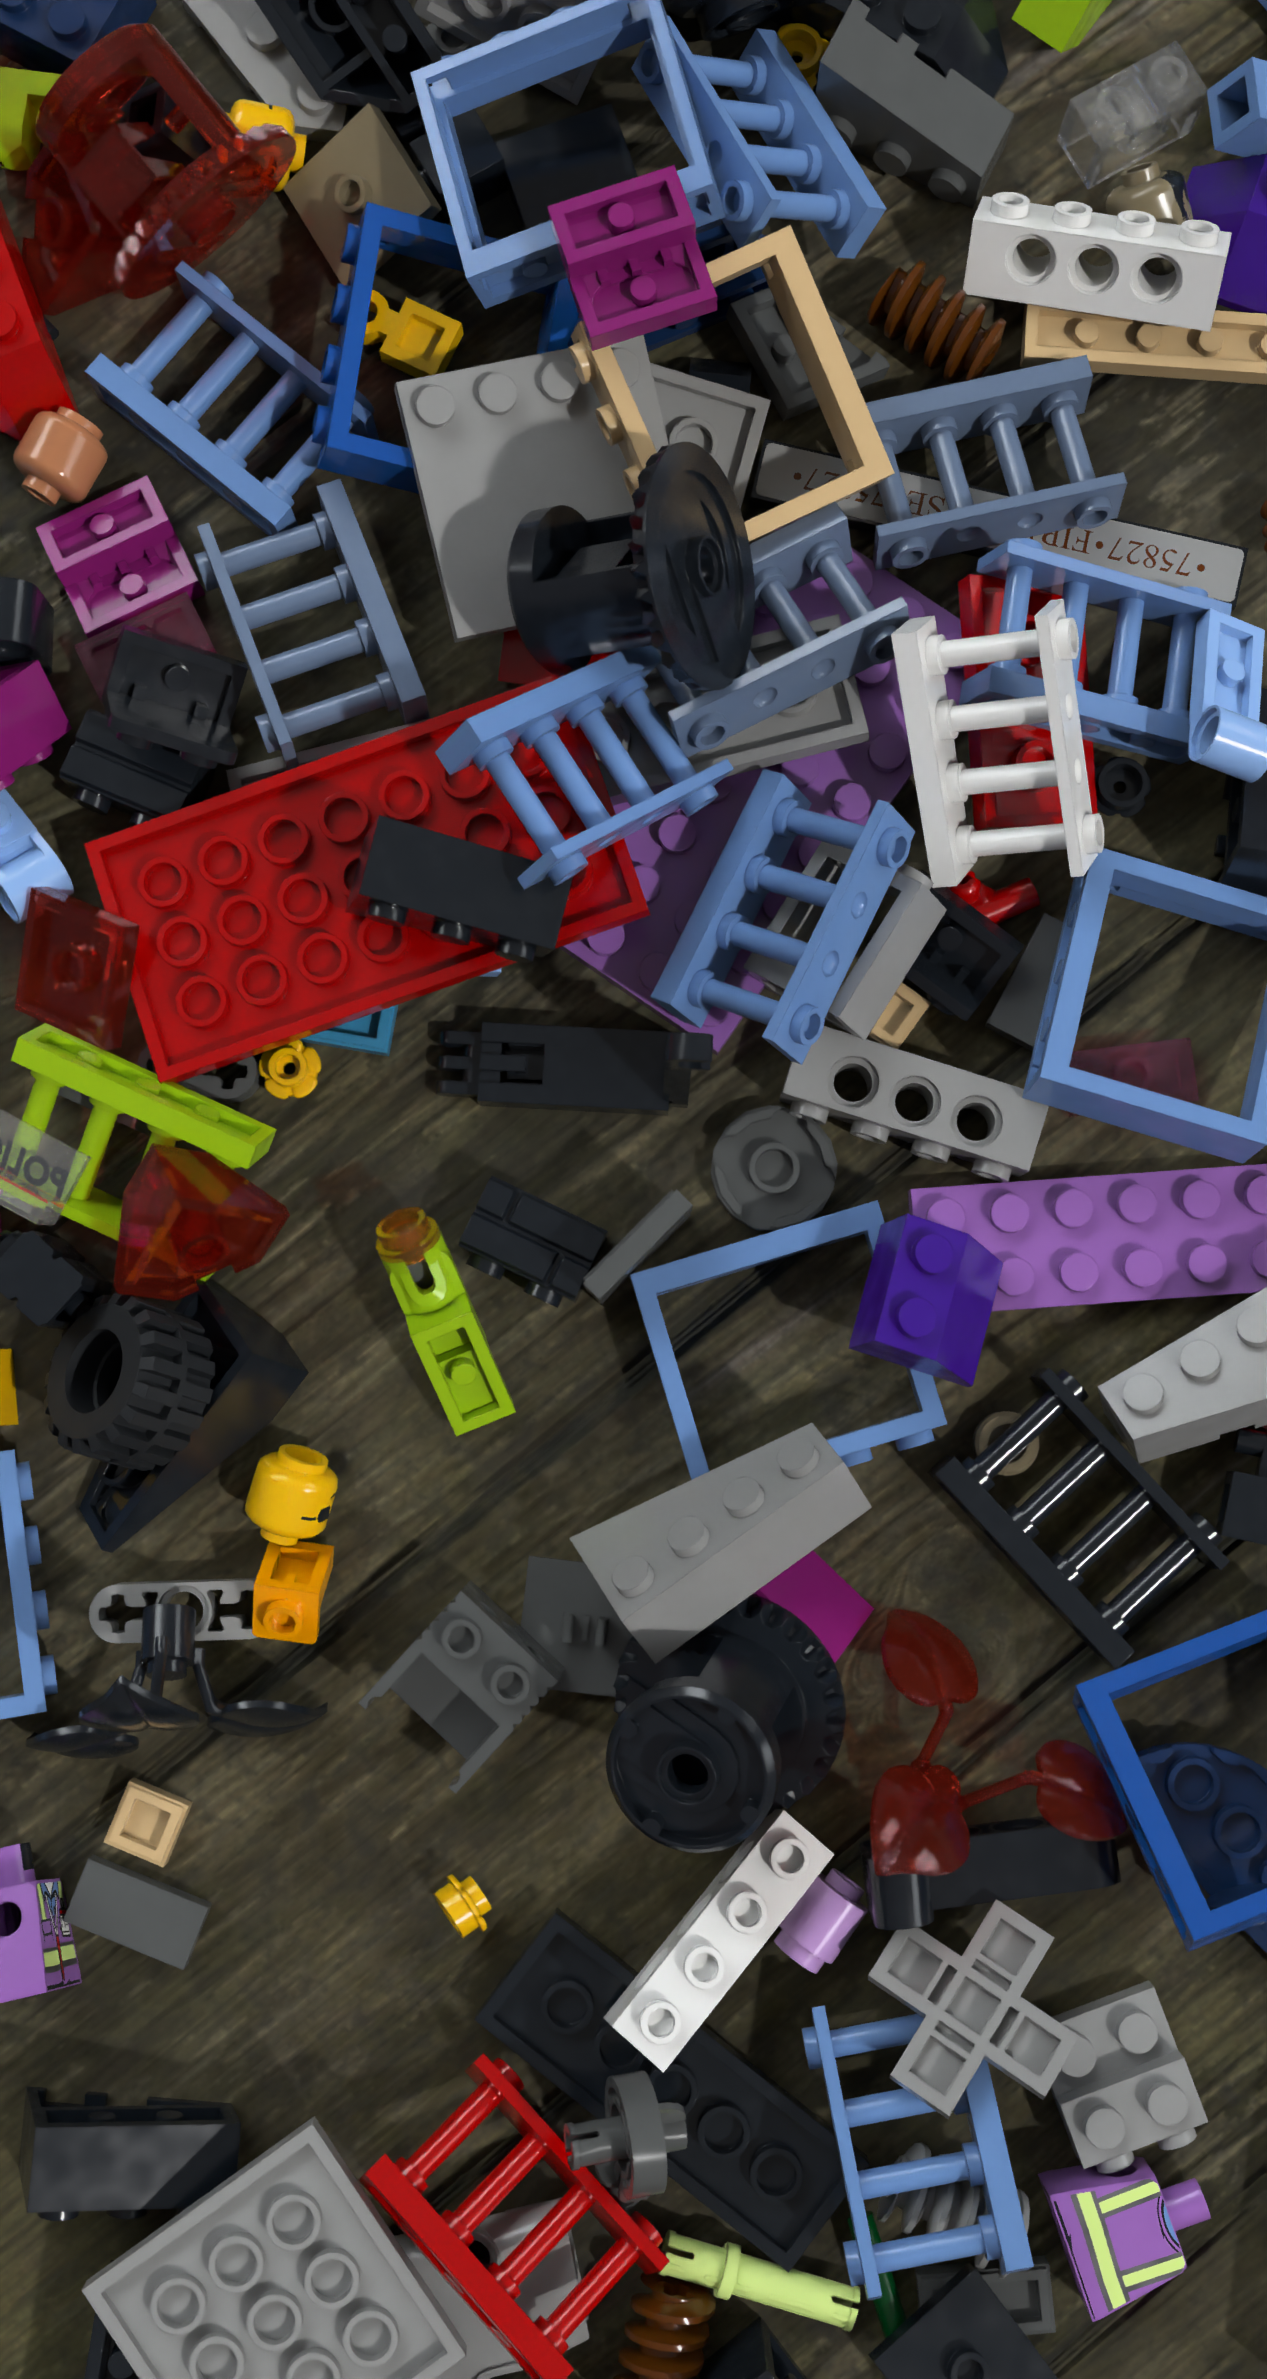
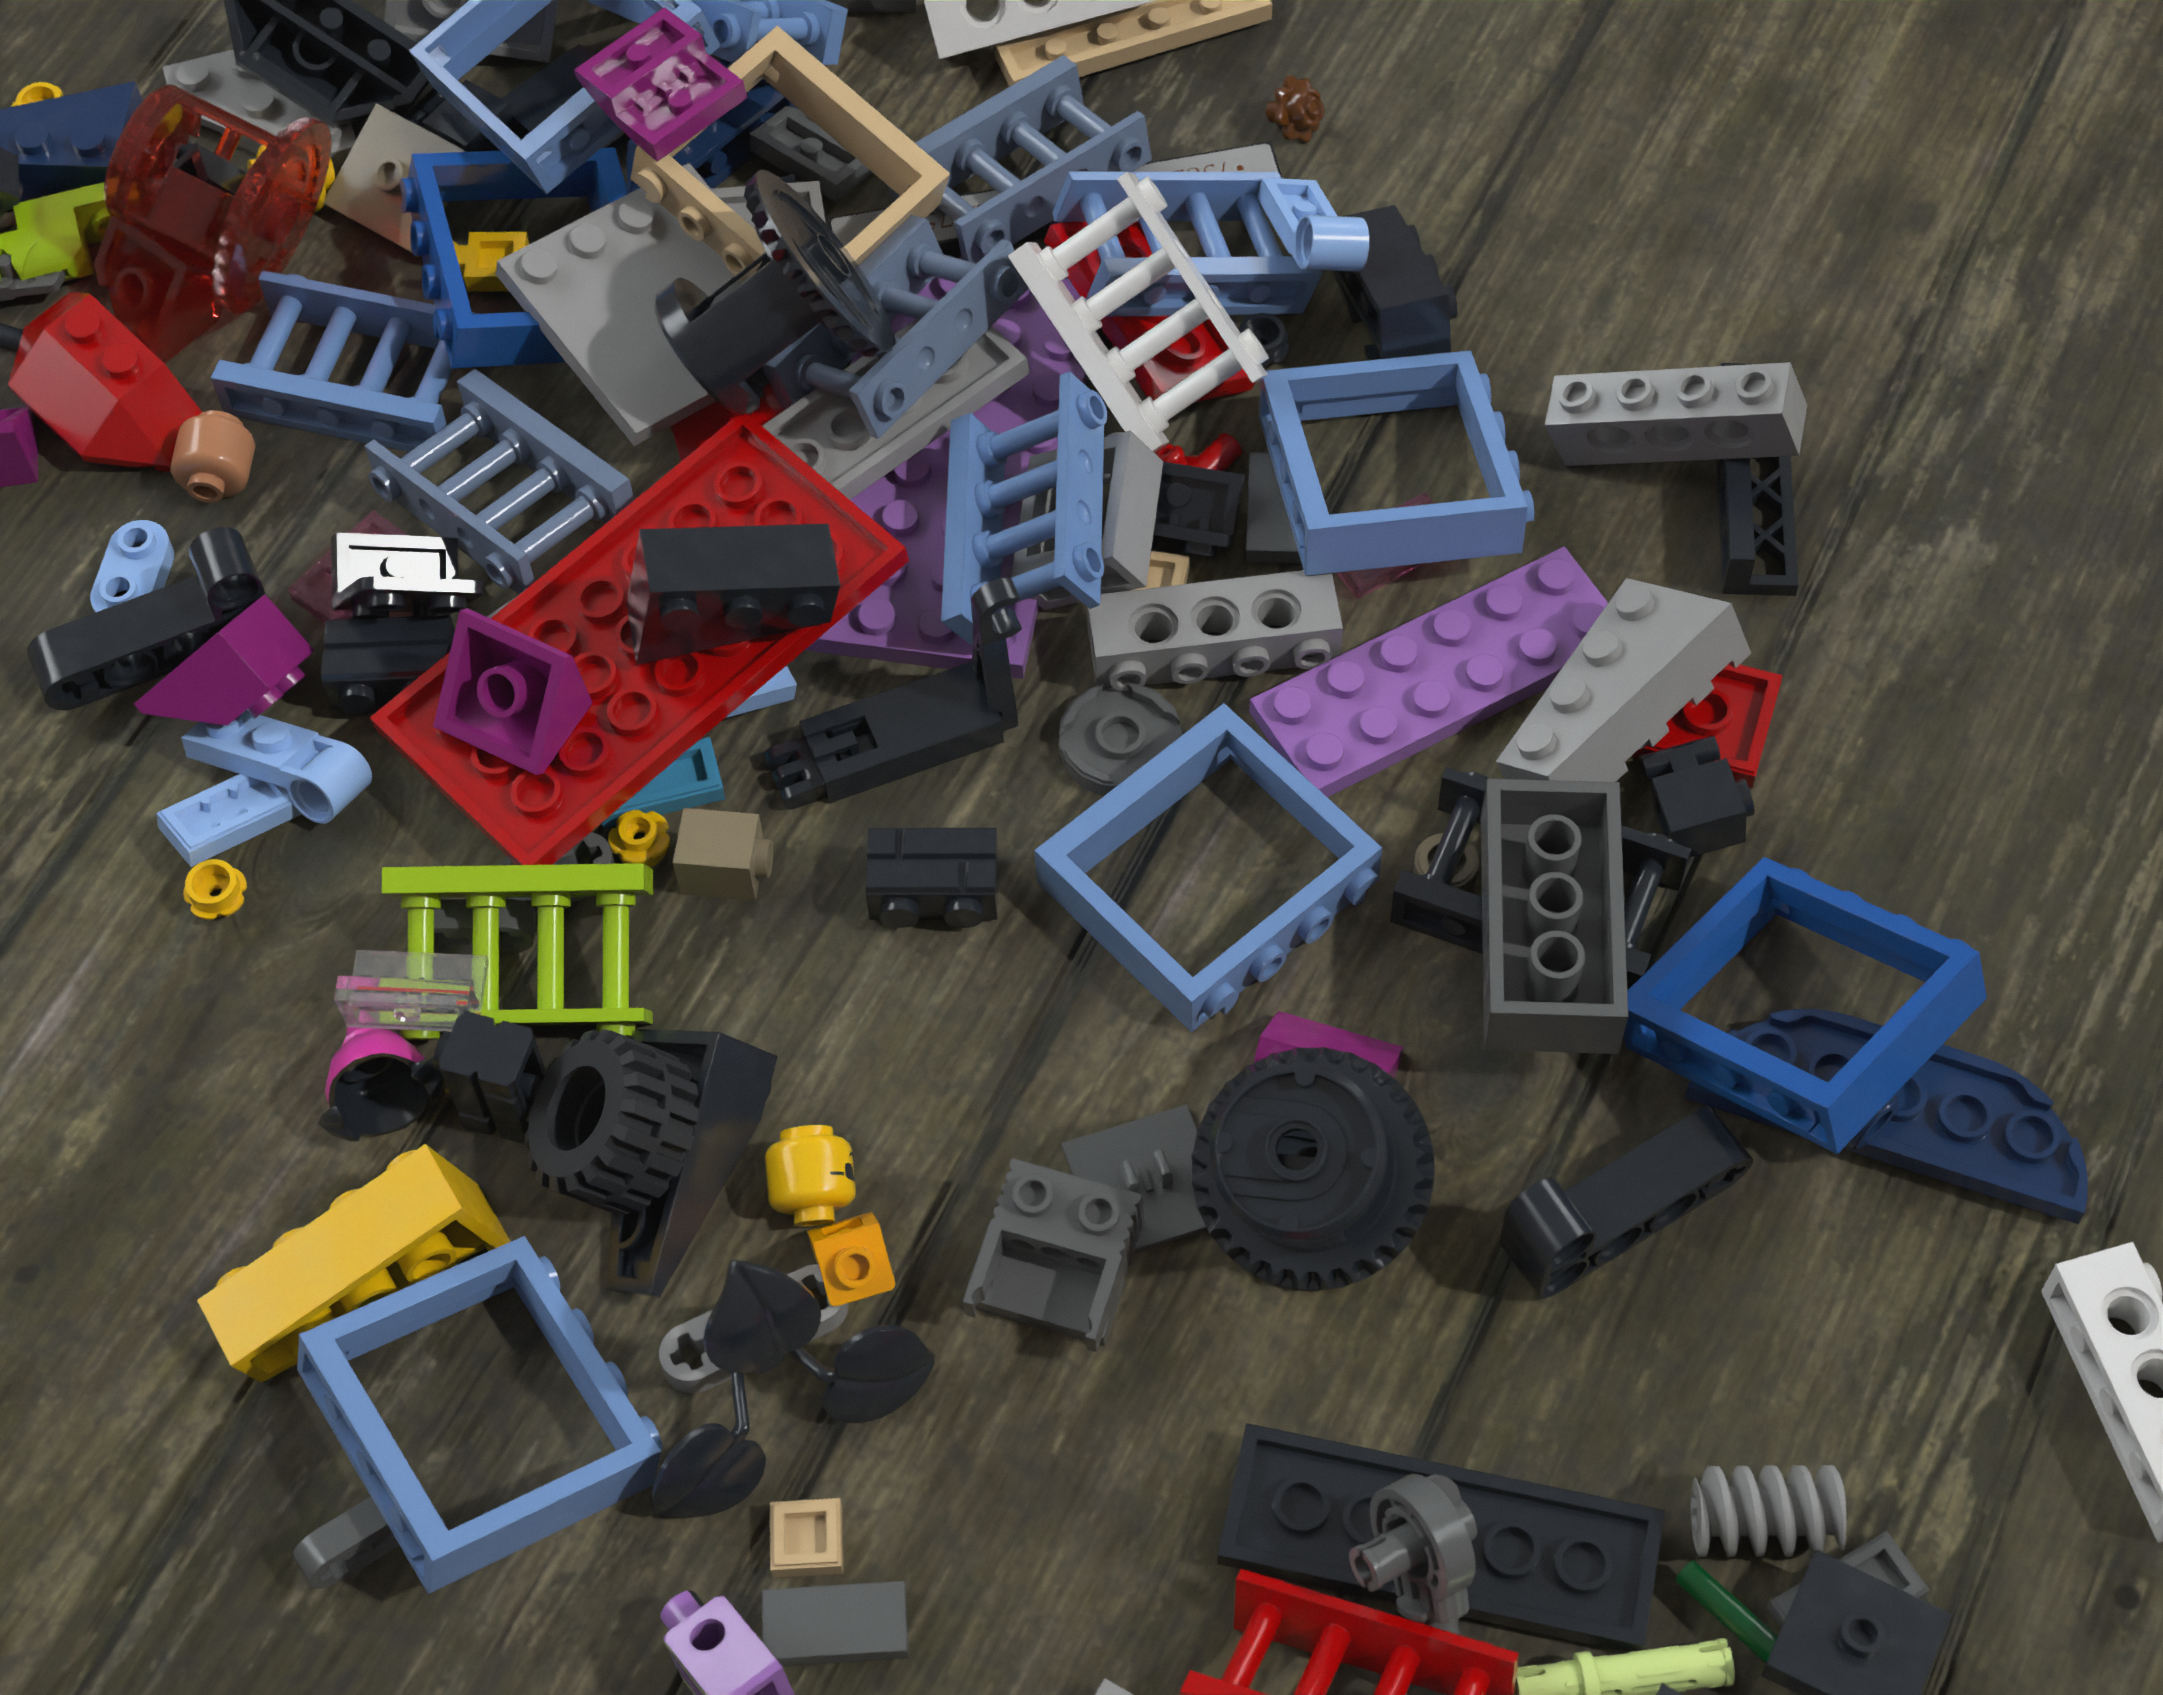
camera: 25 degrees left, 25 degrees down
(76, 967) = (404, 814): clear red plate -> none
(118, 557) = (295, 513): magenta slope -> none
(187, 1220) = (611, 959): clear red slope -> none
(207, 901) = (509, 693): none -> magenta slope
(353, 1128) = (721, 854): none -> dark tan brick
(442, 1320) = (884, 961): lime plate -> none
(463, 1904) = (1153, 1466): yellow plate -> none
(579, 699) = (783, 402): medium blue fence -> none
(637, 1246) = (1028, 823): dark grey tile -> none
(718, 1938) = (1408, 1356): white brick -> none
(719, 1537) = (1224, 1008): light grey wedge -> none
(822, 1921) = (1499, 1319): lavender brick -> none
(920, 1806) = (1536, 1139): clear red plant -> none
(927, 1299) = (1307, 747): dark purple slope -> none
(936, 324) = (926, 86): reddish brown piece -> none
(973, 2009) = (1674, 1295): light grey plate -> none
(981, 2162) = (1716, 1382): medium blue fence -> none
(1059, 1597) = (1553, 916): none -> dark grey brick
(1120, 2230) = (1927, 1461): medium lavender torso -> none
(1124, 2081) = (1852, 1337): light grey plate -> none

